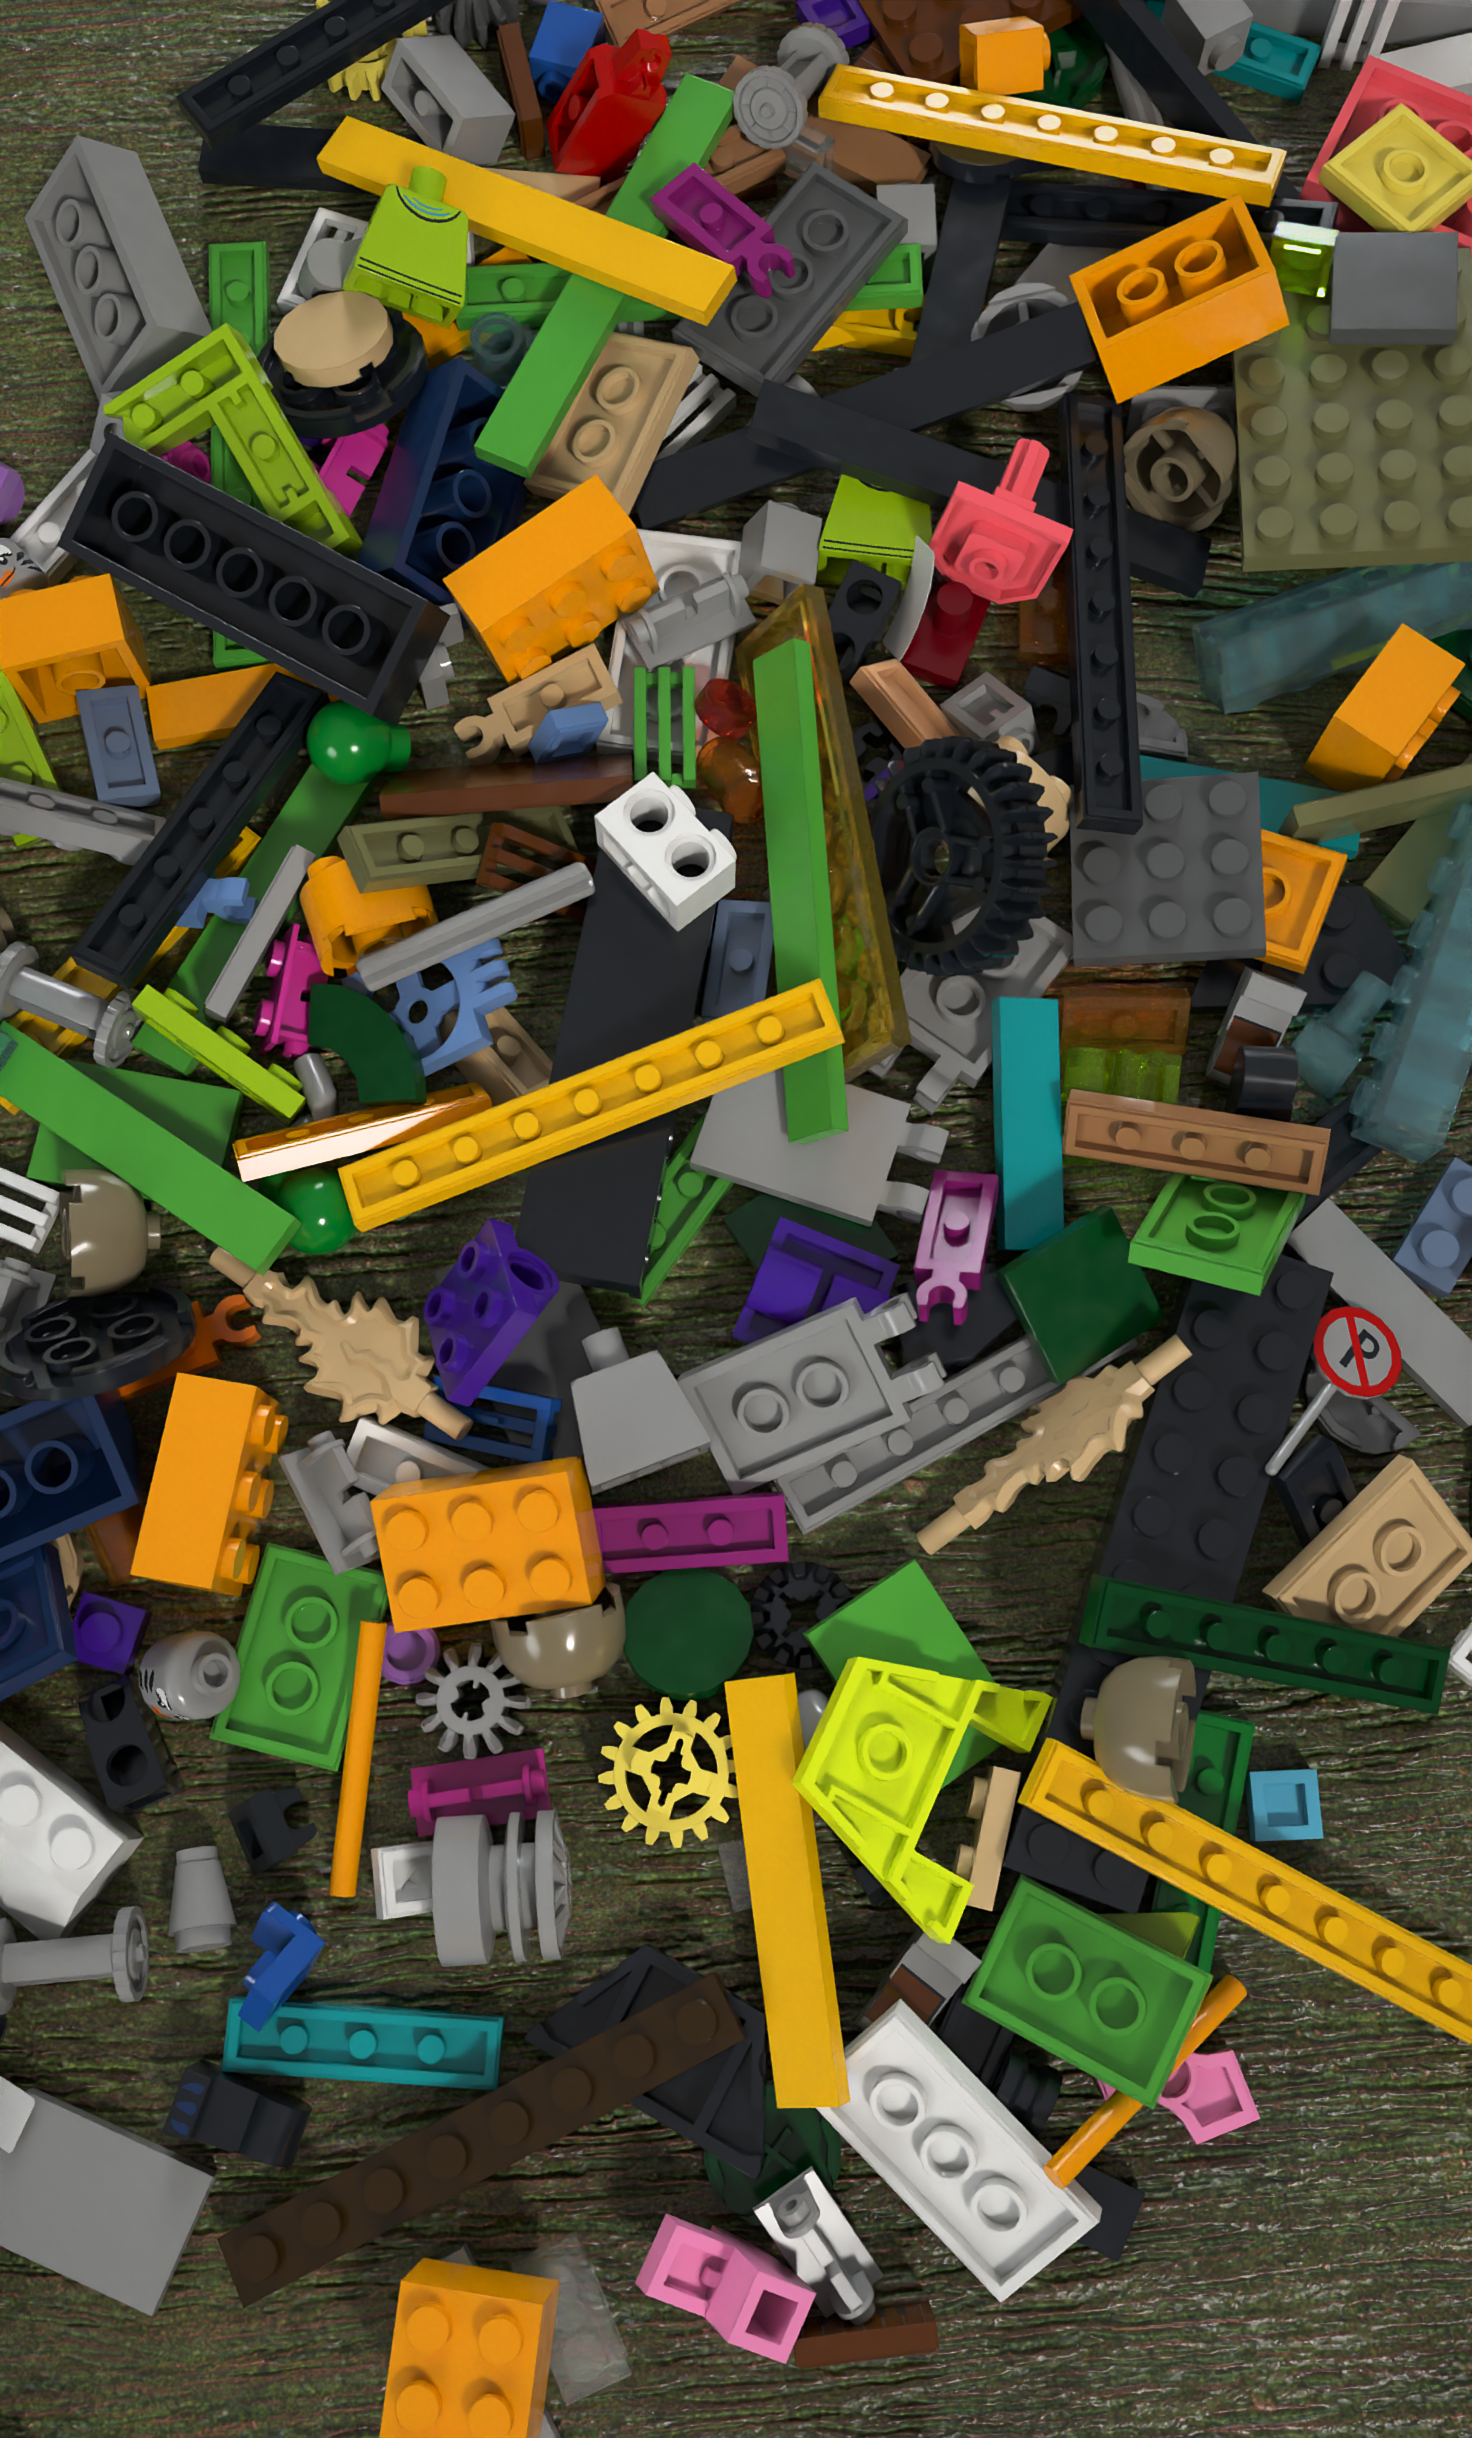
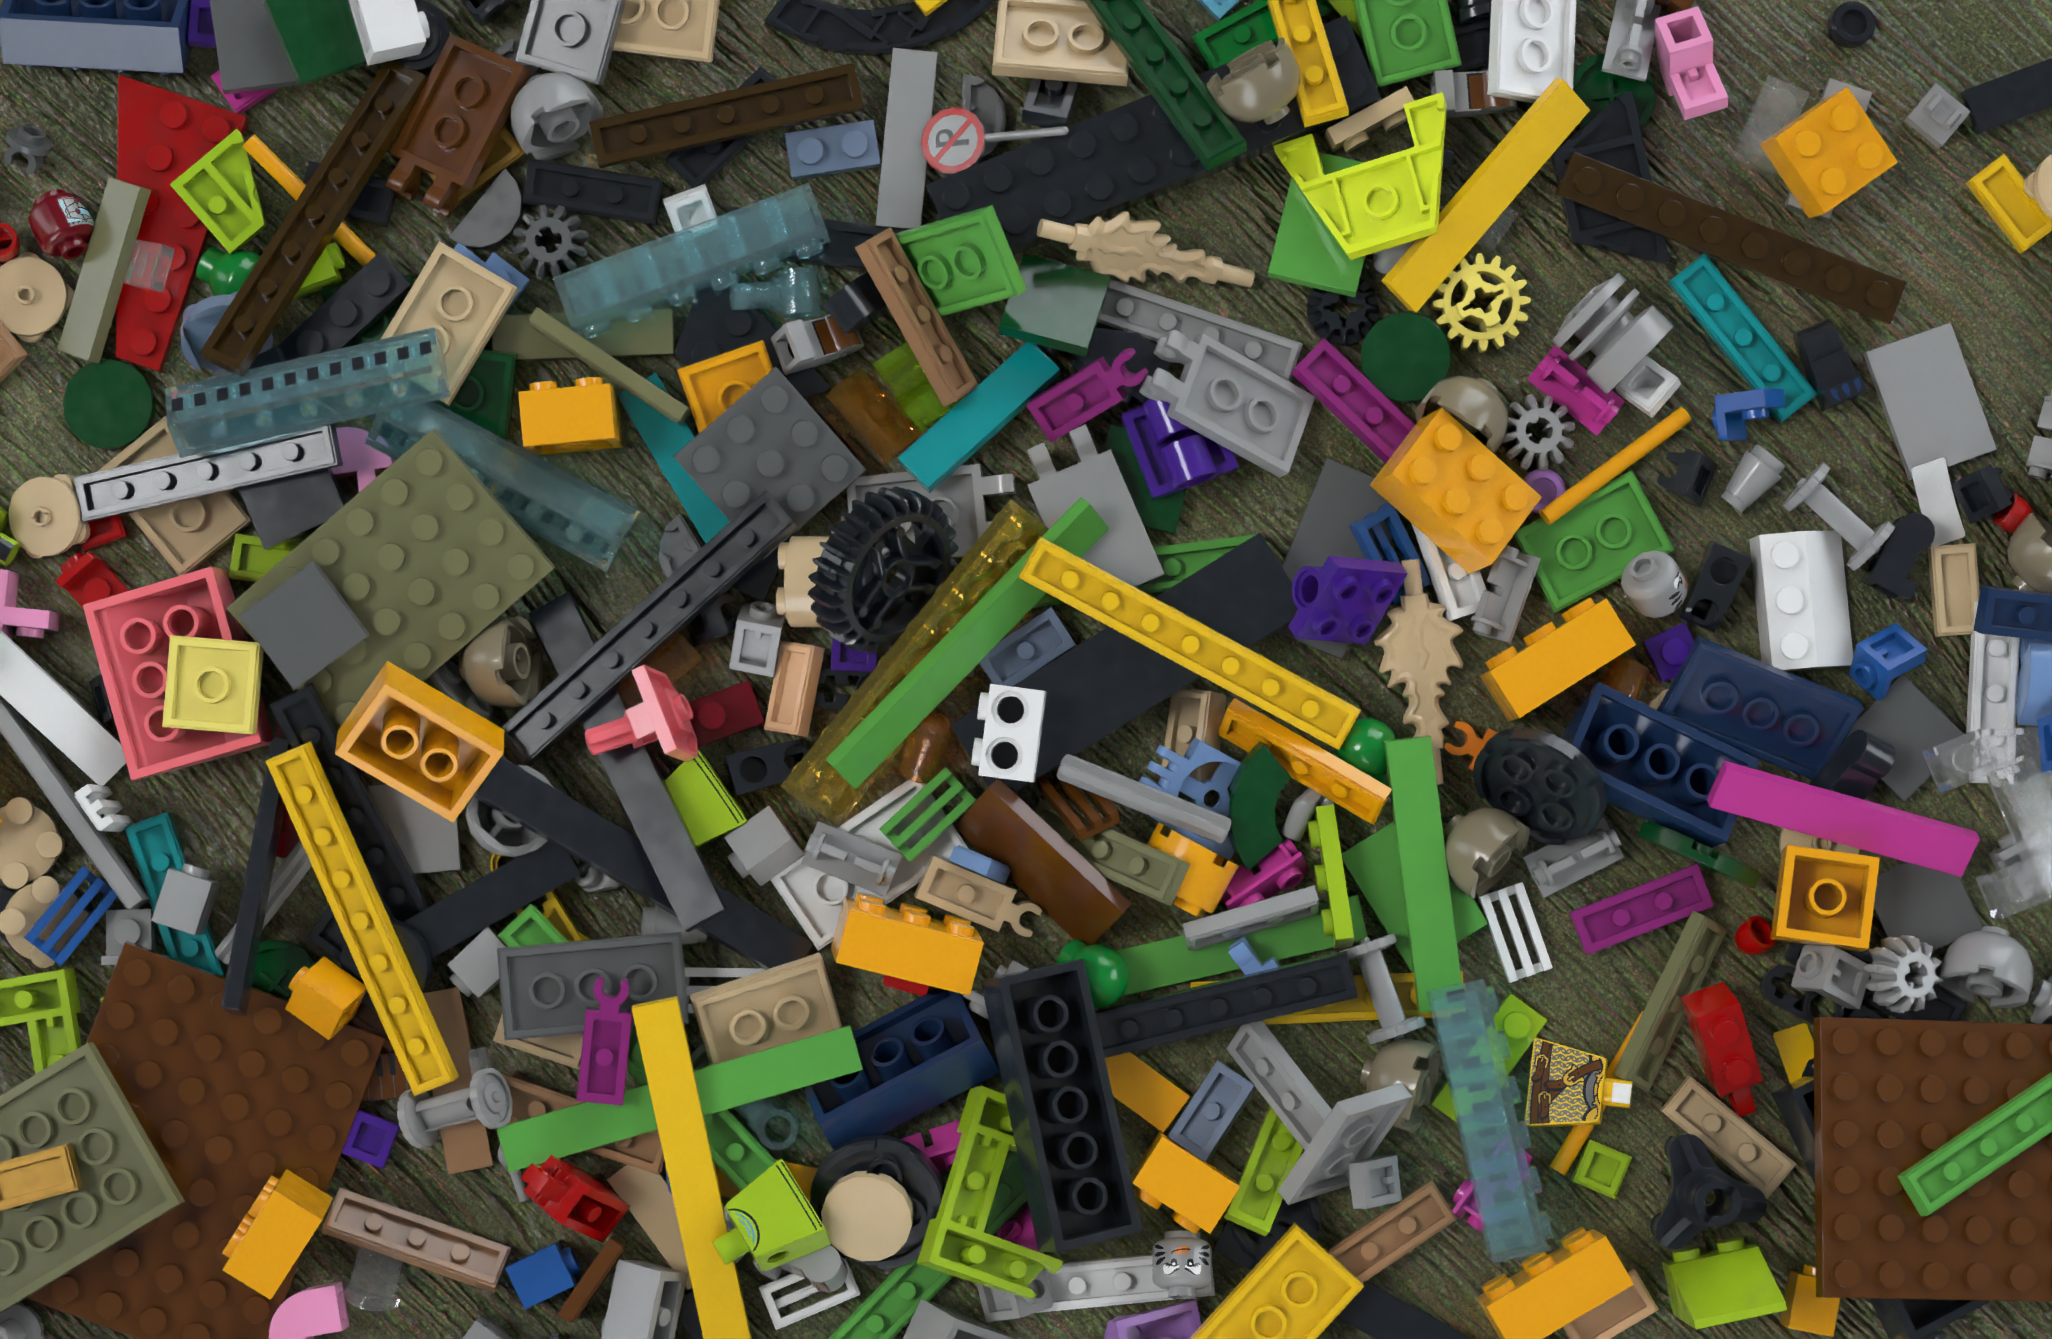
camera: 135 degrees left, 10 degrees up
(631, 1414) = (1326, 481): light grey torso -> none
(725, 708) = (888, 788): clear red tile -> none
(913, 601) = (731, 741): white sticker -> none
(1303, 257) = (331, 692): clear neon green plate -> none

